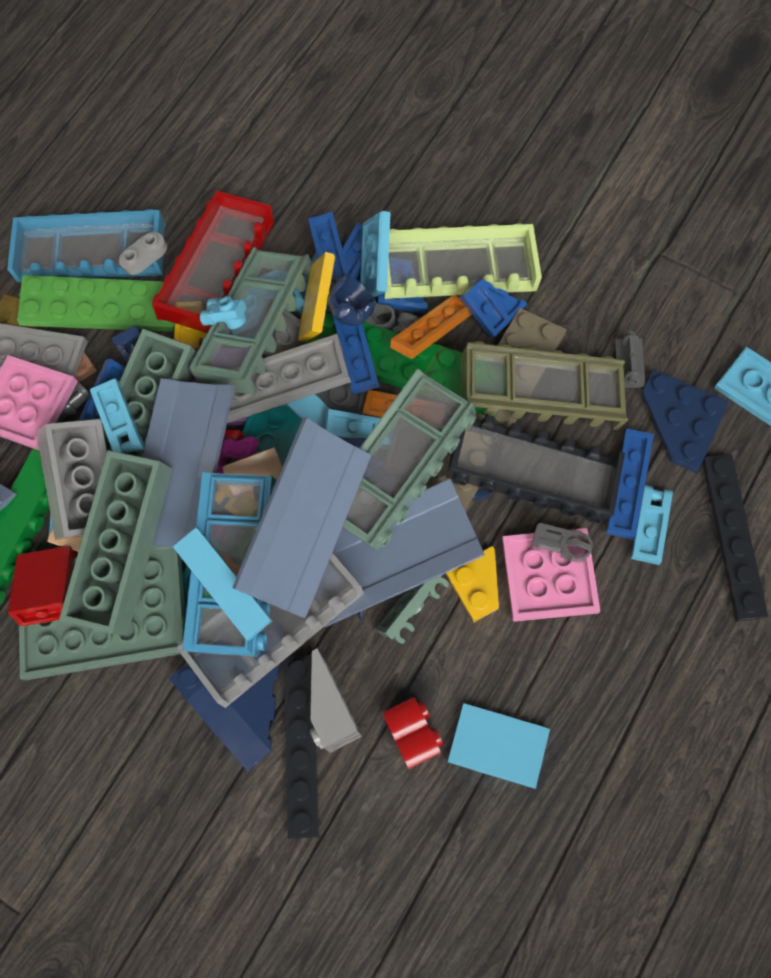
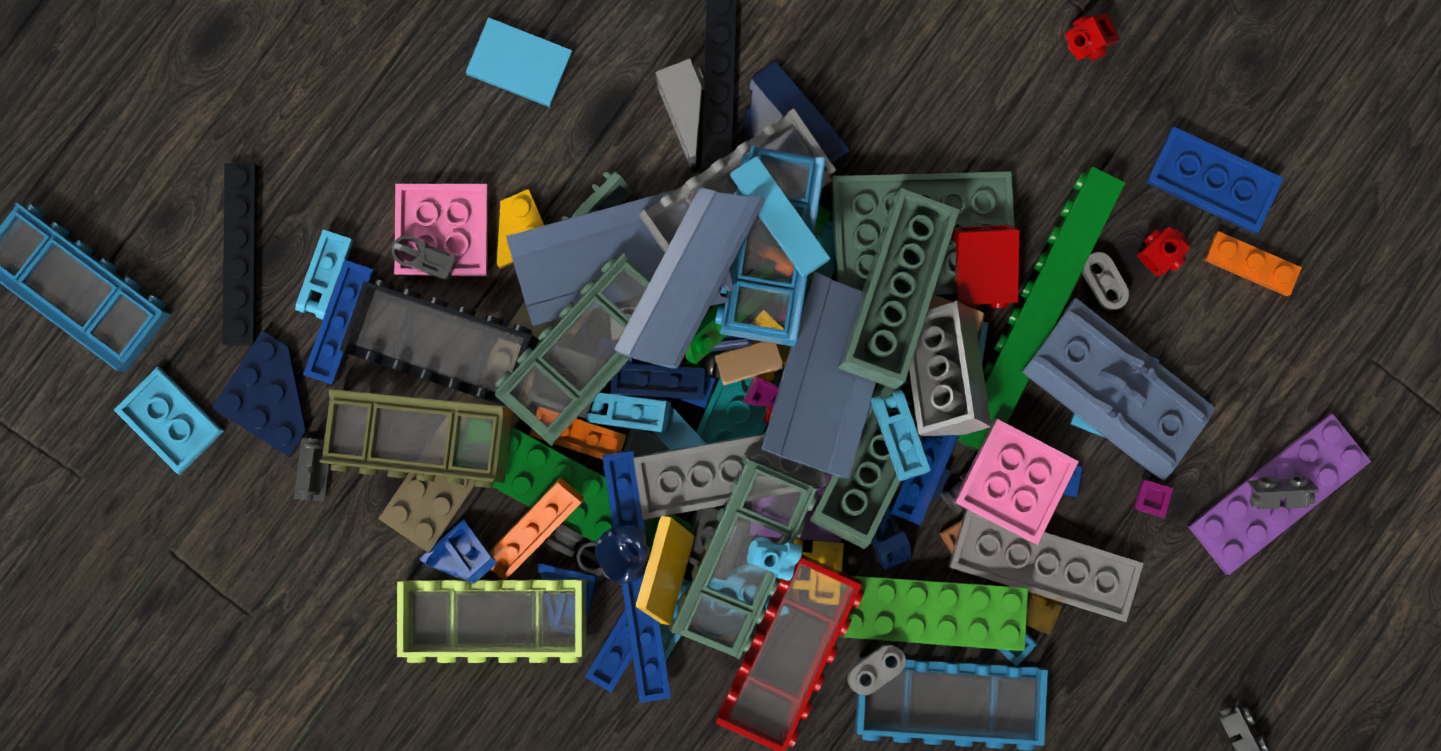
camera: 170 degrees right, 15 degrees up
(375, 253) = (591, 627): medium azure tile -> none
(412, 732) = (604, 80): red brick -> none

